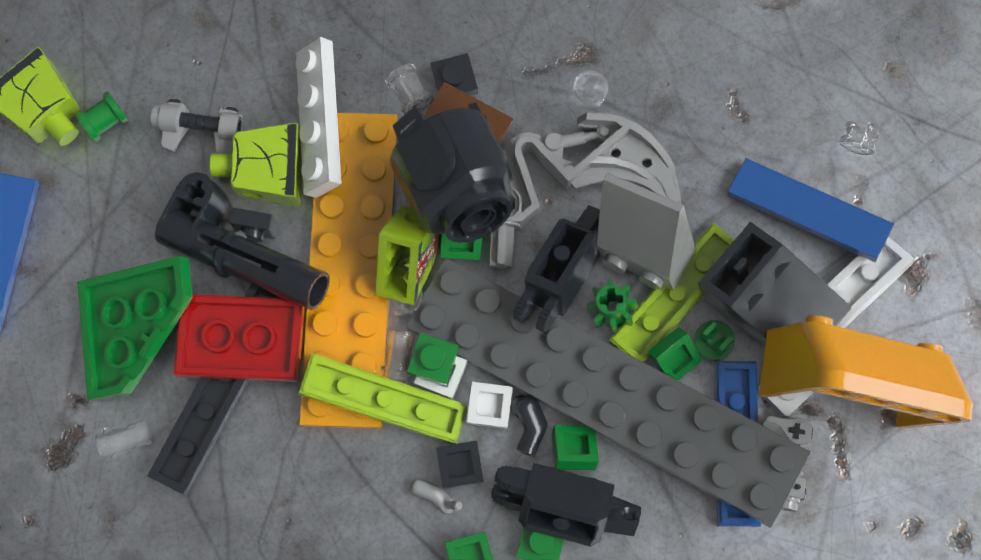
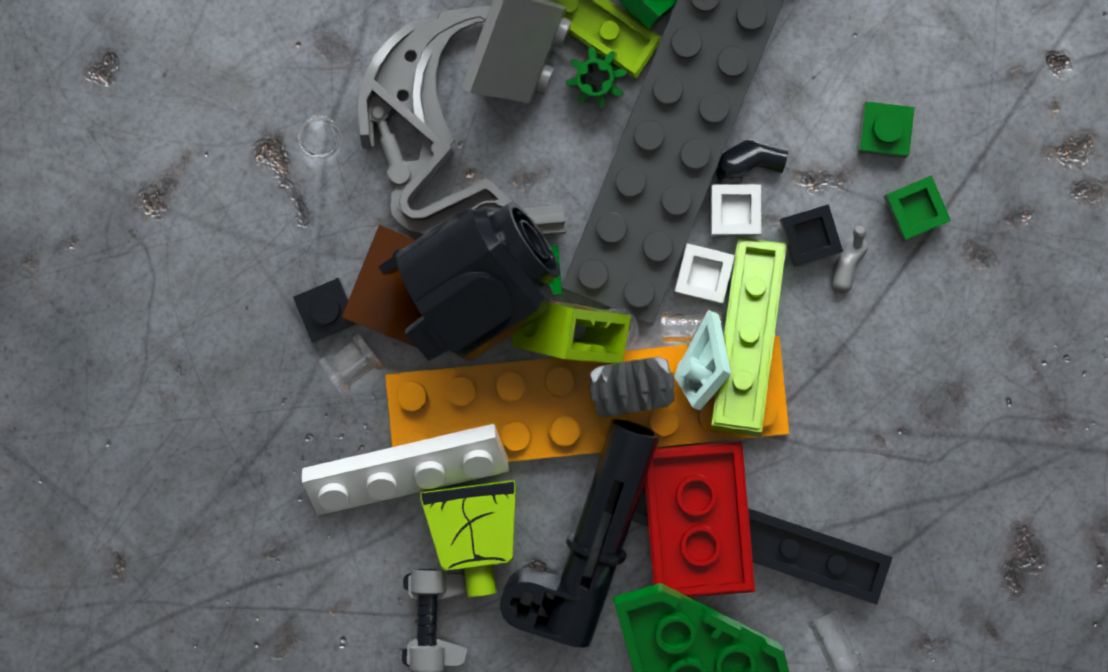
camera: 100 degrees left, 10 degrees up
(255, 224) = (553, 529): black plate -> none
(352, 292) = (631, 386): none -> dark grey gear
(364, 357) = (704, 363): none -> light aqua piece
(433, 359) = (693, 282): green plate -> none
(560, 269) = (561, 141): black hinge -> none
(564, 504) = (842, 105): black hinge -> none
(574, 448) = (773, 103): green plate -> none

